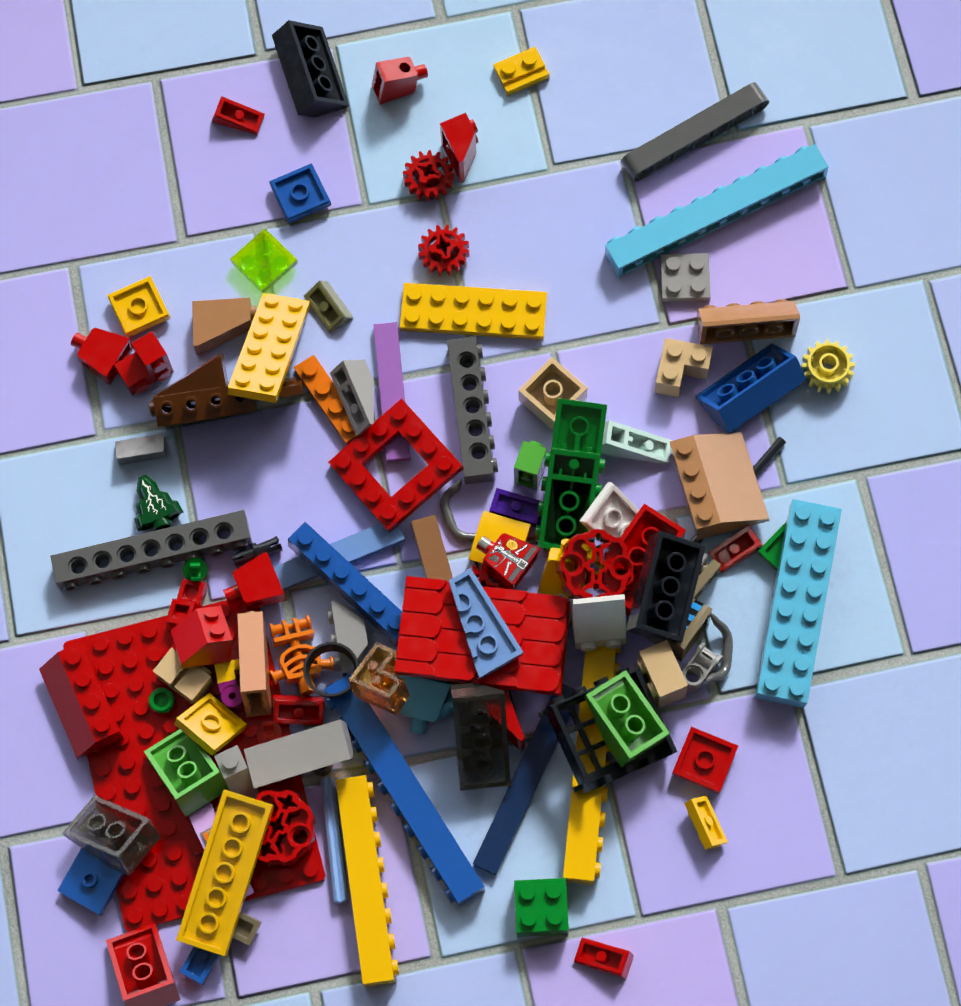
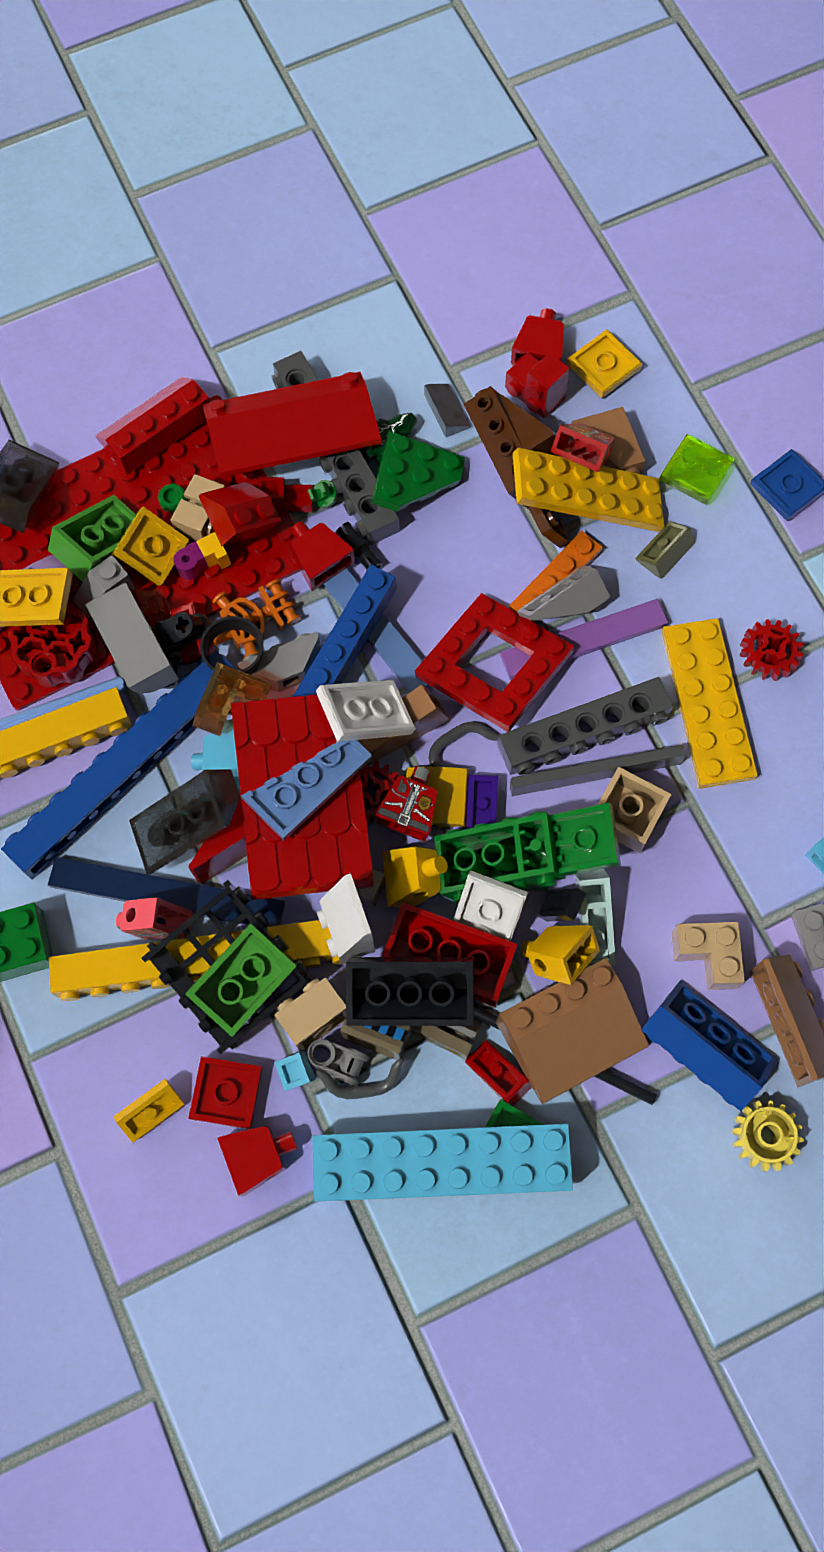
camera: 75 degrees right, 0 degrees up
(127, 579) = (291, 424): none -> red slope
(201, 488) = (413, 472): none -> green plate
(234, 336) = (587, 447): none -> red torso
(254, 664) = (230, 569): slope -> none
(298, 716) = (180, 630): none -> black piece
(427, 566) = (365, 710): none -> white tile
(511, 406) = (596, 770): none -> dark grey tile
(530, 465) = (532, 798): bright green brick -> none
(551, 788) = (141, 915): none -> coral torso
(574, 550) = (392, 877): red connector -> none
(619, 463) = (562, 905): none -> black tile
(656, 474) = (561, 952): none -> yellow torso
(700, 701) = (295, 1070): none -> medium azure plate
(761, 746) = (255, 1156): none -> red torso

